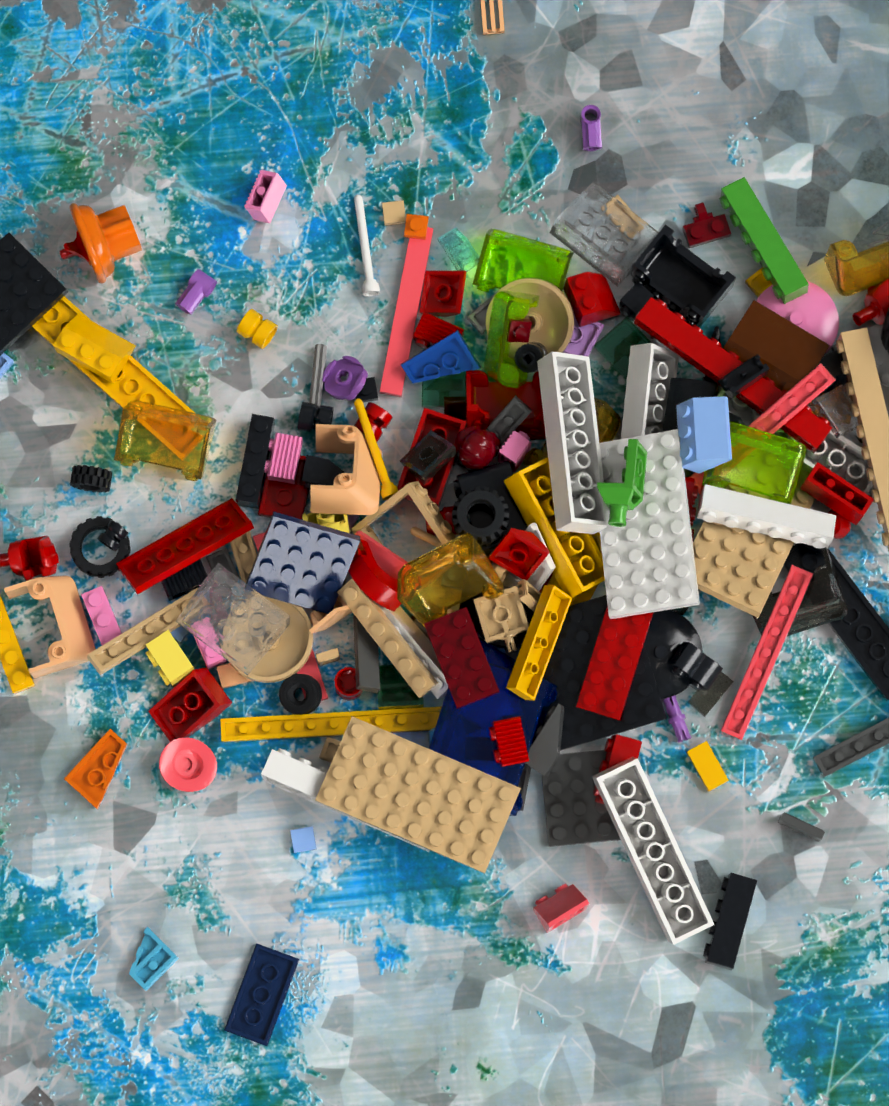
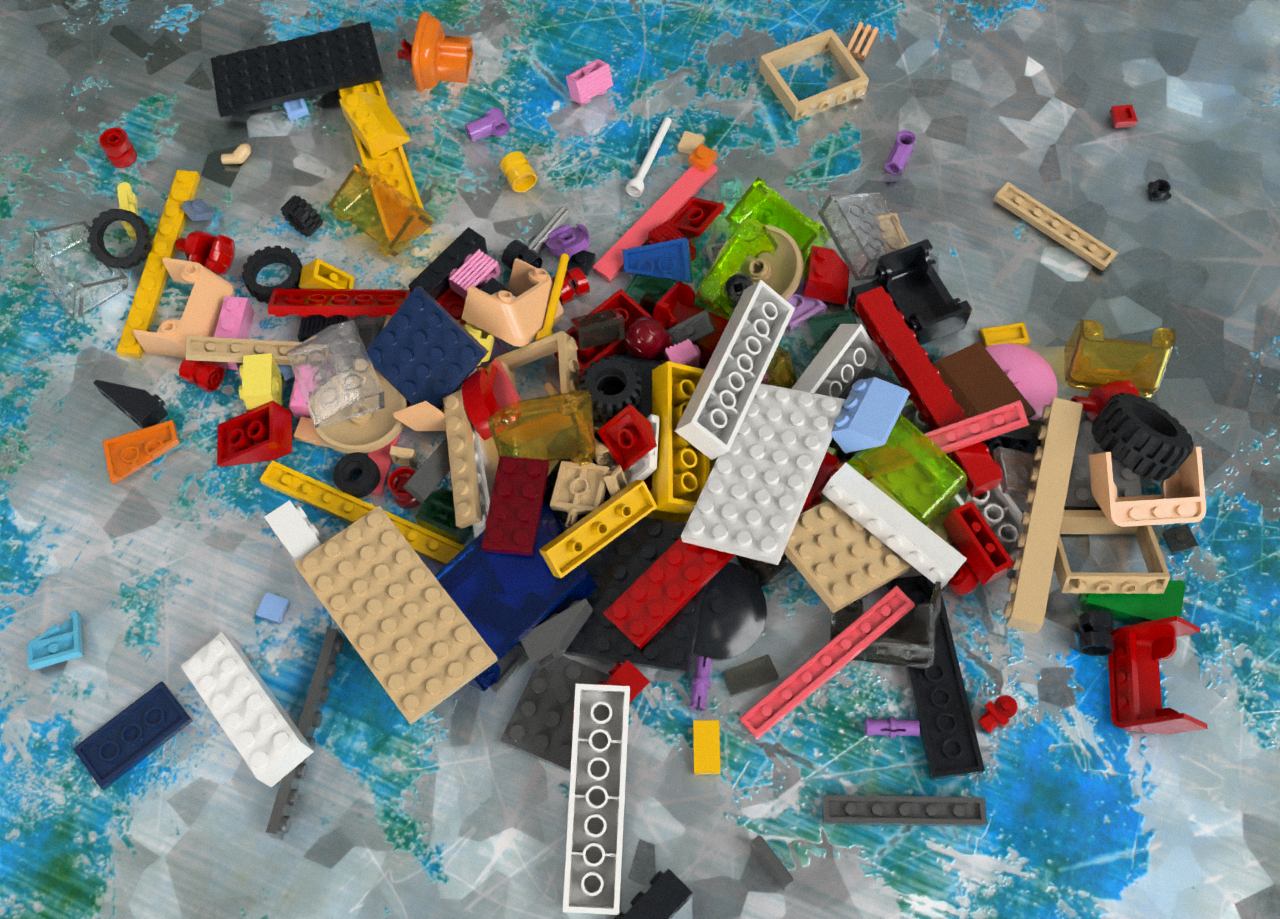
camera: 30 degrees right, 15 degrees down
(66, 731) = (134, 403): none -> black slope
(112, 677) = (206, 374): none -> red wheel
(113, 536) = (290, 262): black wheel -> none
(151, 528) = (324, 276): none -> yellow slope
(187, 764) = (214, 483): coral hat -> none
(344, 928) = (247, 710): none -> white brick
(395, 909) = (310, 719): none -> dark grey plate
(419, 87) = (803, 50): none -> tan window
(509, 741) = (514, 607): red brick -> none
(519, 330) = (743, 264): dark red plate -> none
(560, 907) = (469, 808): coral slope -> none
(626, 495) = (768, 422): bright green plate -> none
(695, 666) = (746, 638): black brick -> none
(705, 227) = (964, 272): dark red hinge -> none
(743, 376) = (936, 389): black hinge -> none
(763, 138) = (1055, 226): none -> tan plate
(763, 240) = (1014, 302): bright green brick -> none
(838, 675) = (892, 727): none -> medium lavender pin
(842, 46) = (1159, 190): none -> black plate

